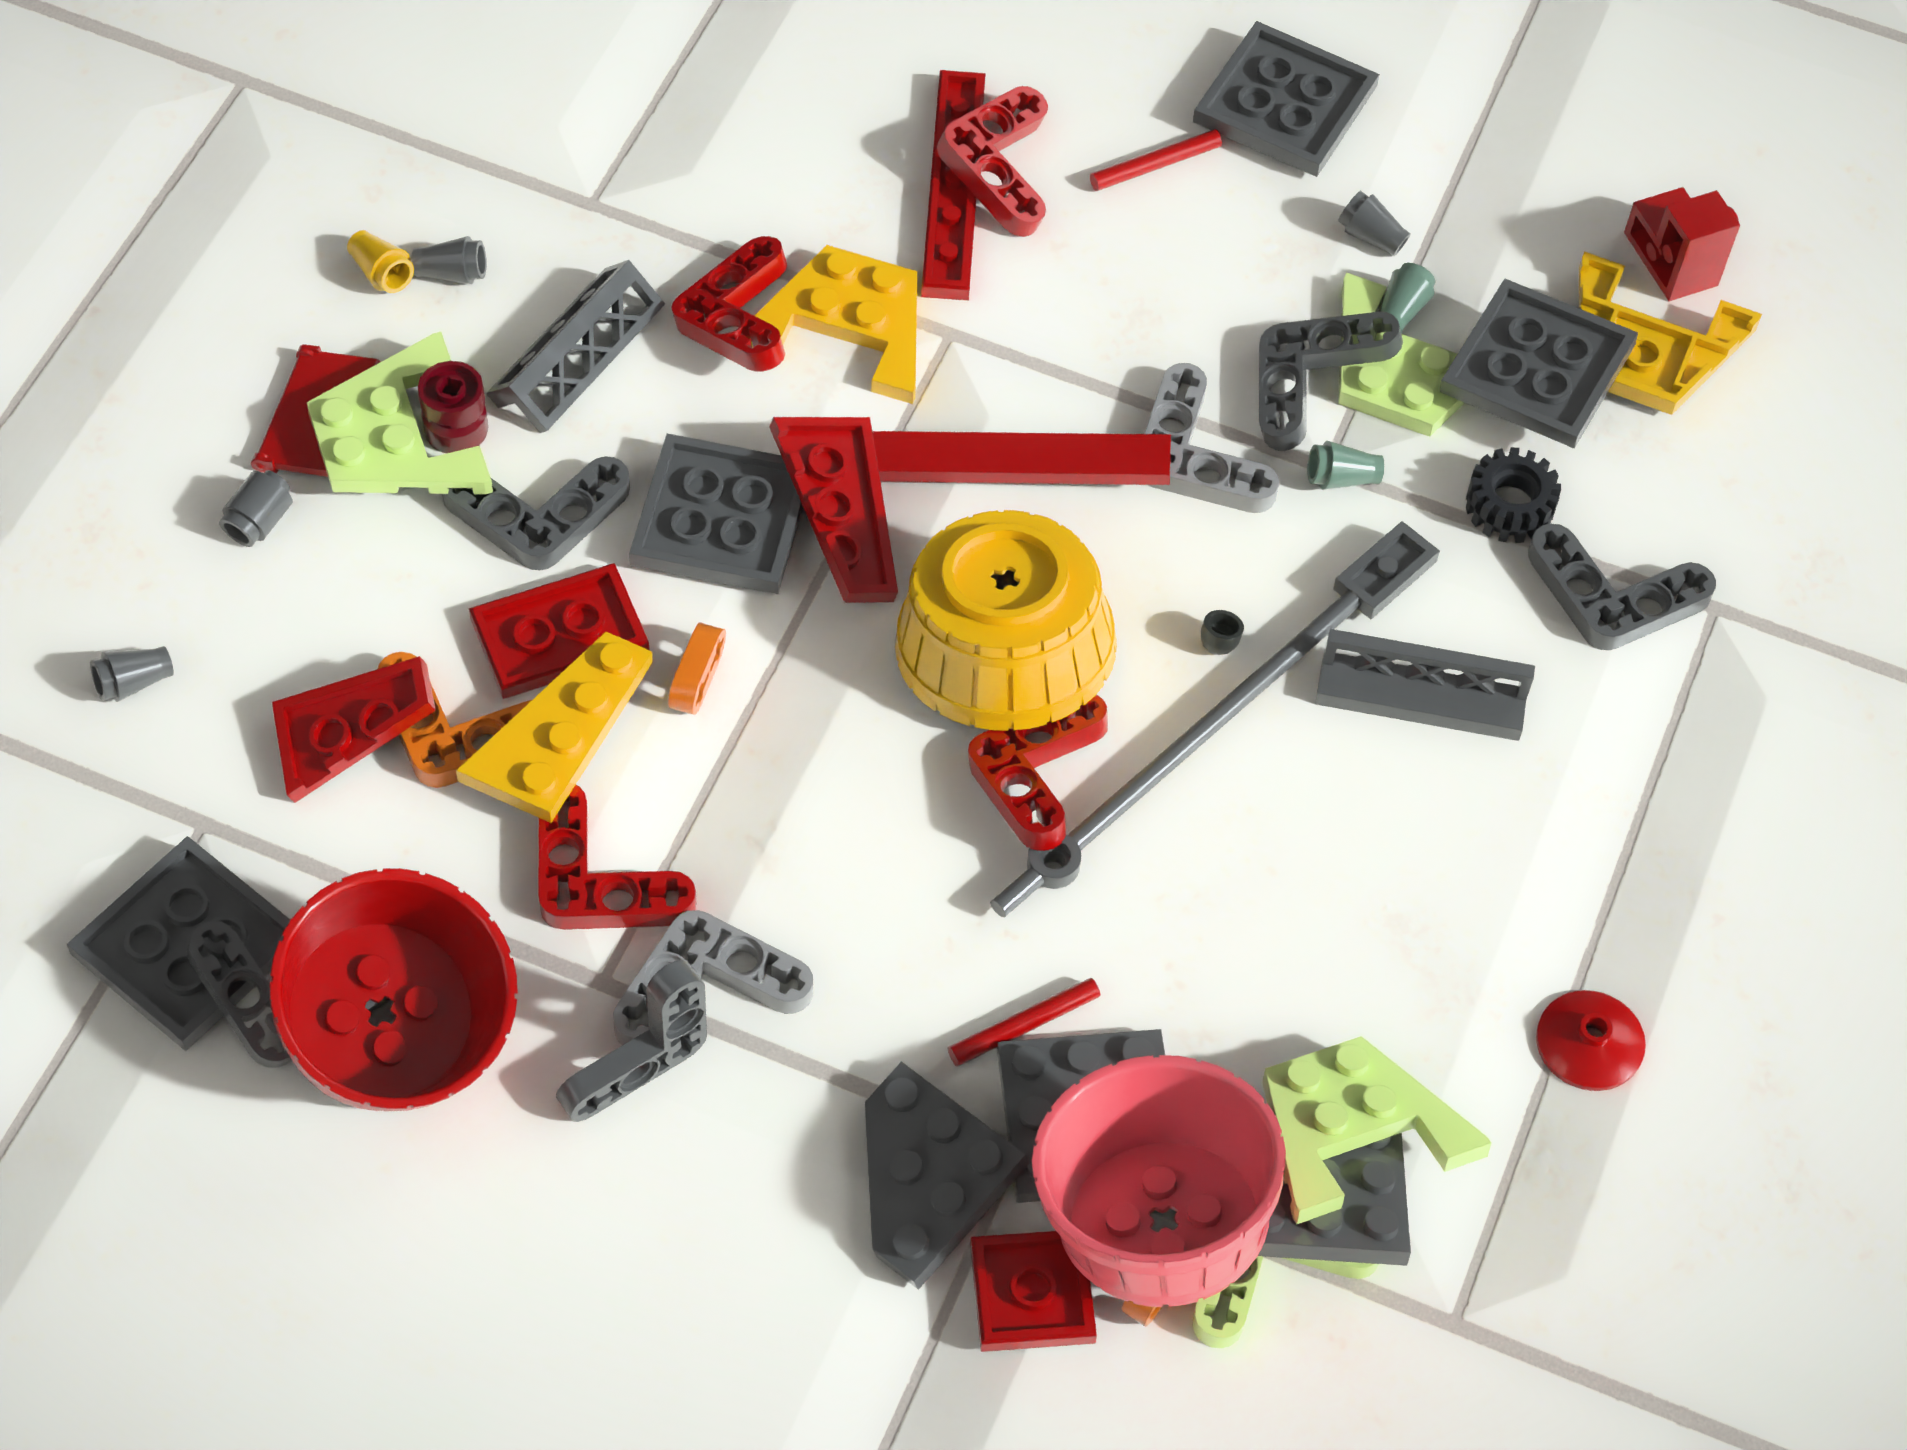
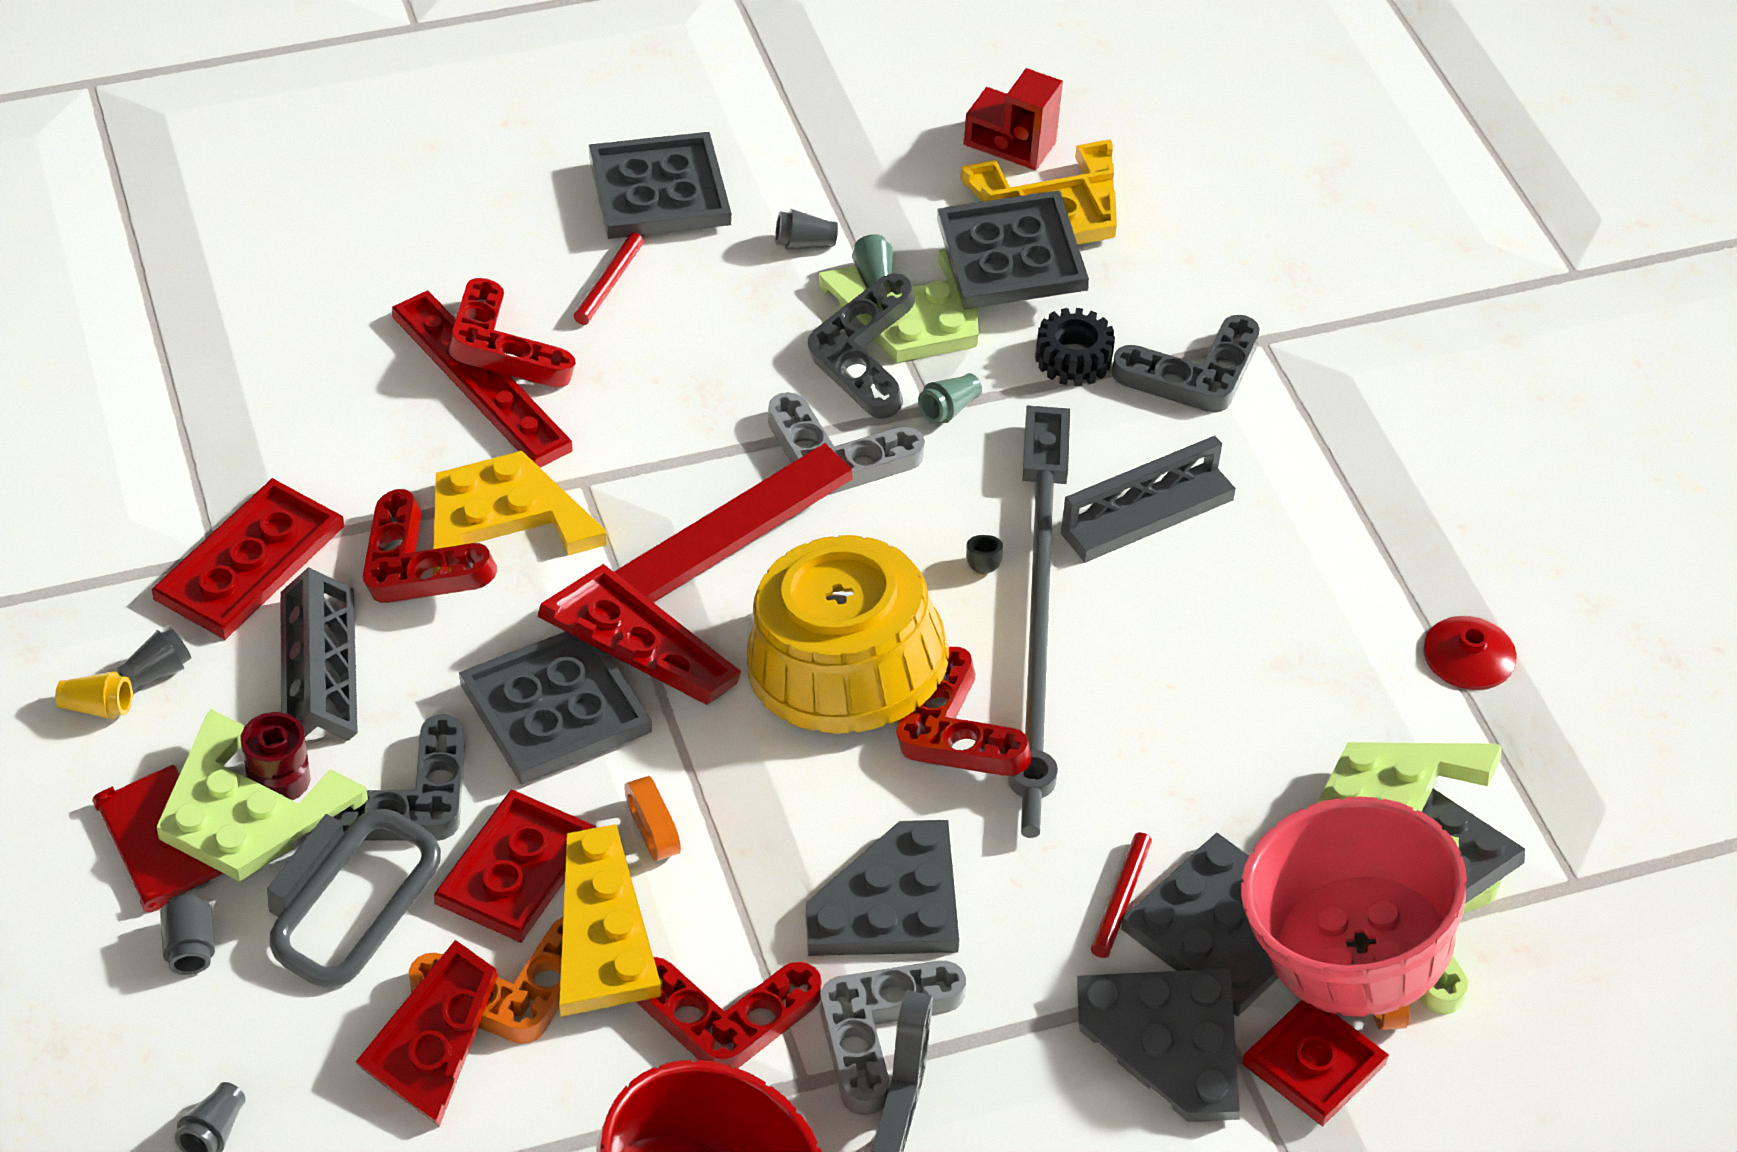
camera: 40 degrees left, 10 degrees down
(390, 521) = (313, 870): none -> dark grey bar
(611, 221) = (248, 558): none -> red tile
(828, 879) = (890, 897): none -> dark grey plate

